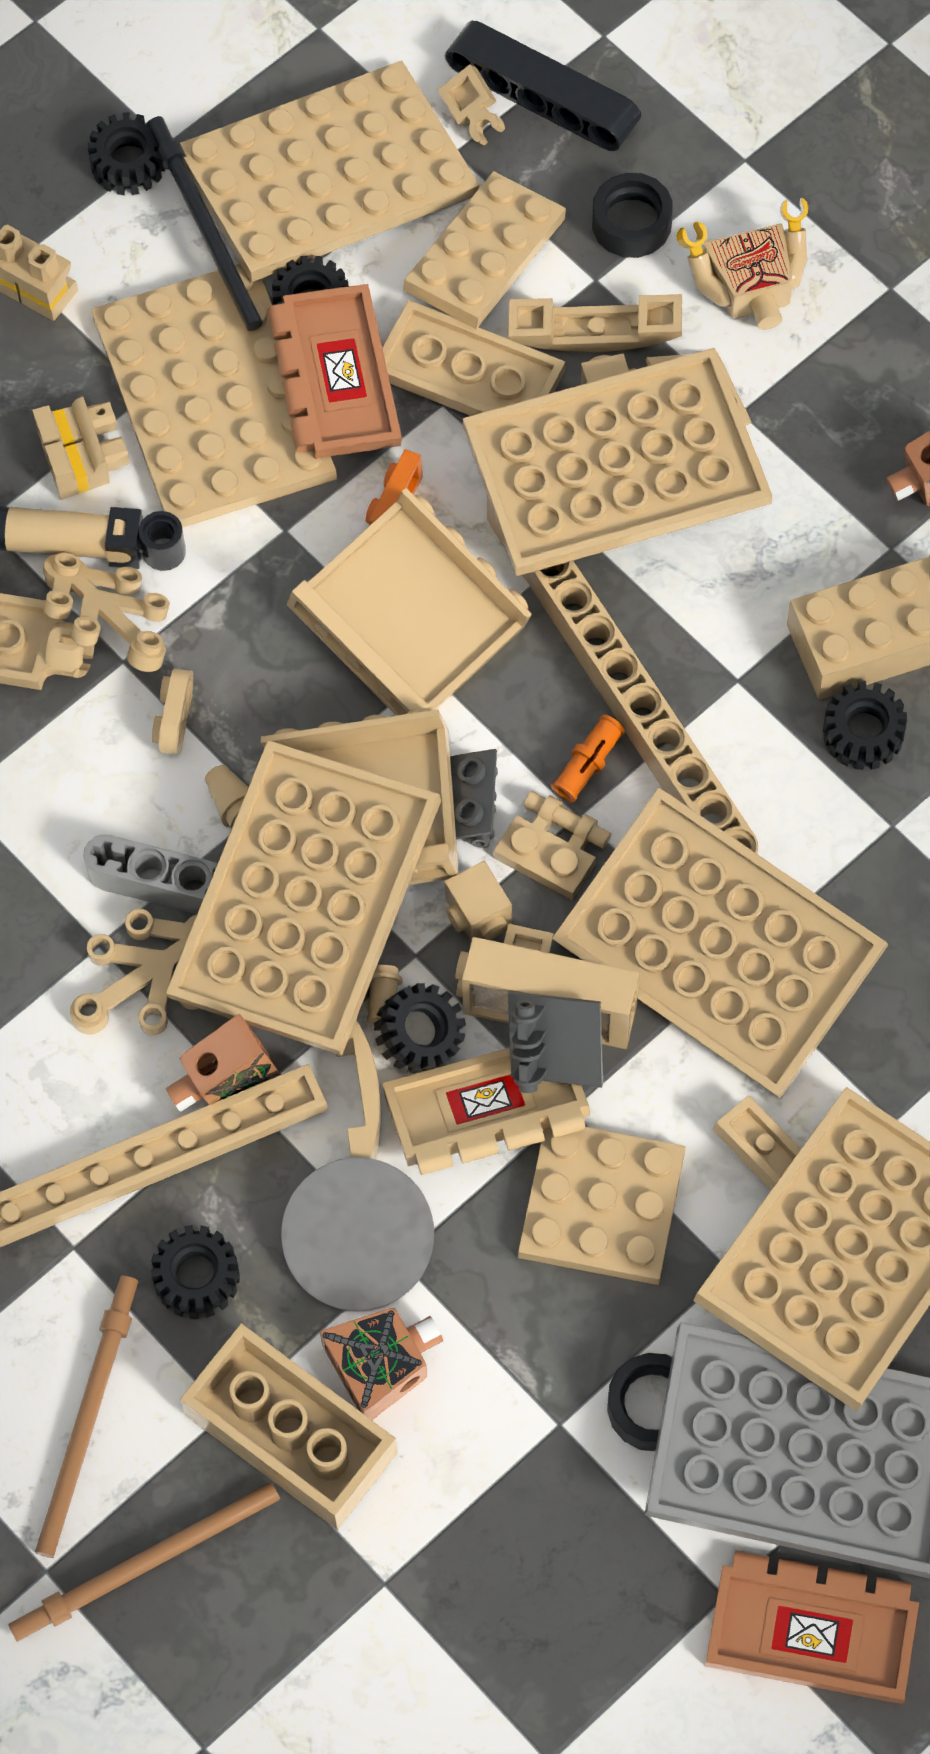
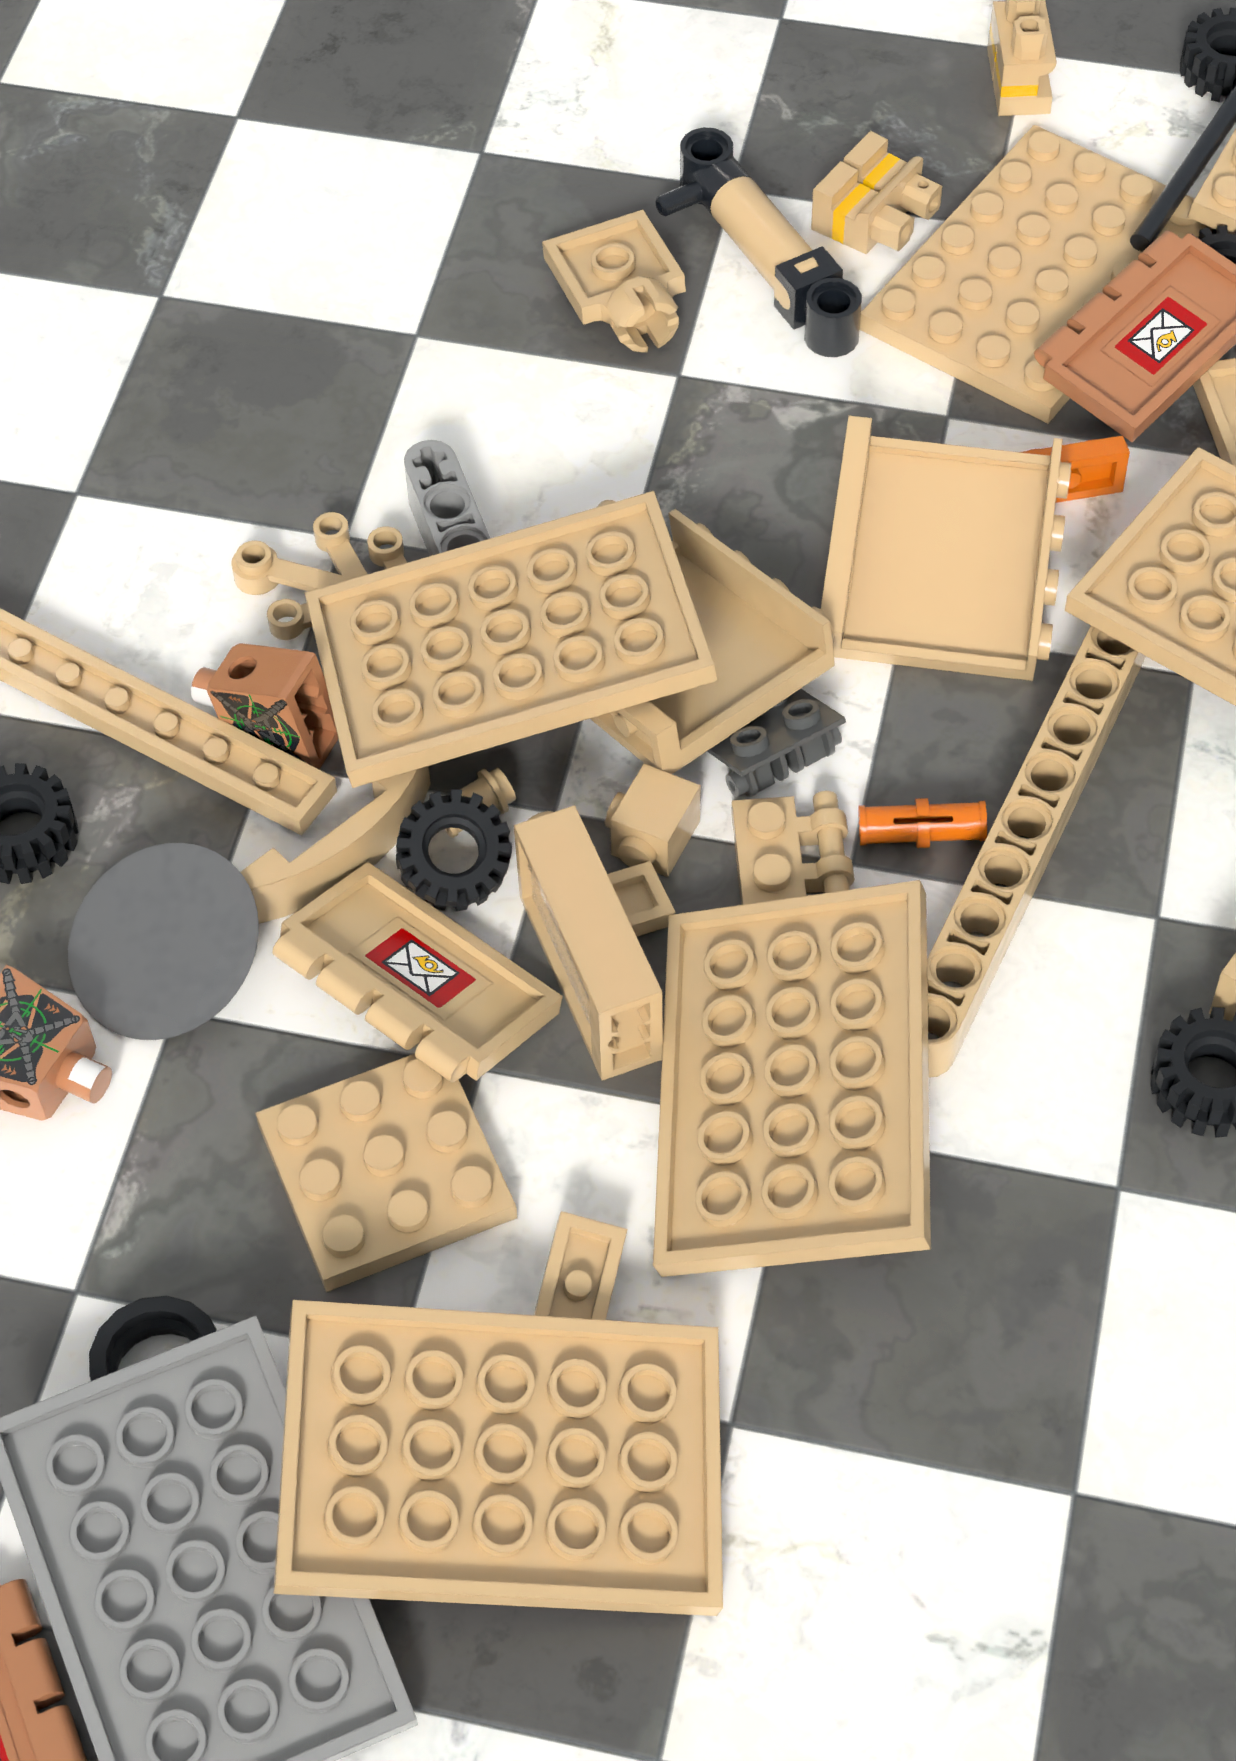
camera: 55 degrees right, 10 degrees down
(69, 574) = (726, 270): tan plant -> none
(177, 696) = (651, 436): tan plate -> none
(554, 1040) = (515, 965): dark grey hinge -> none

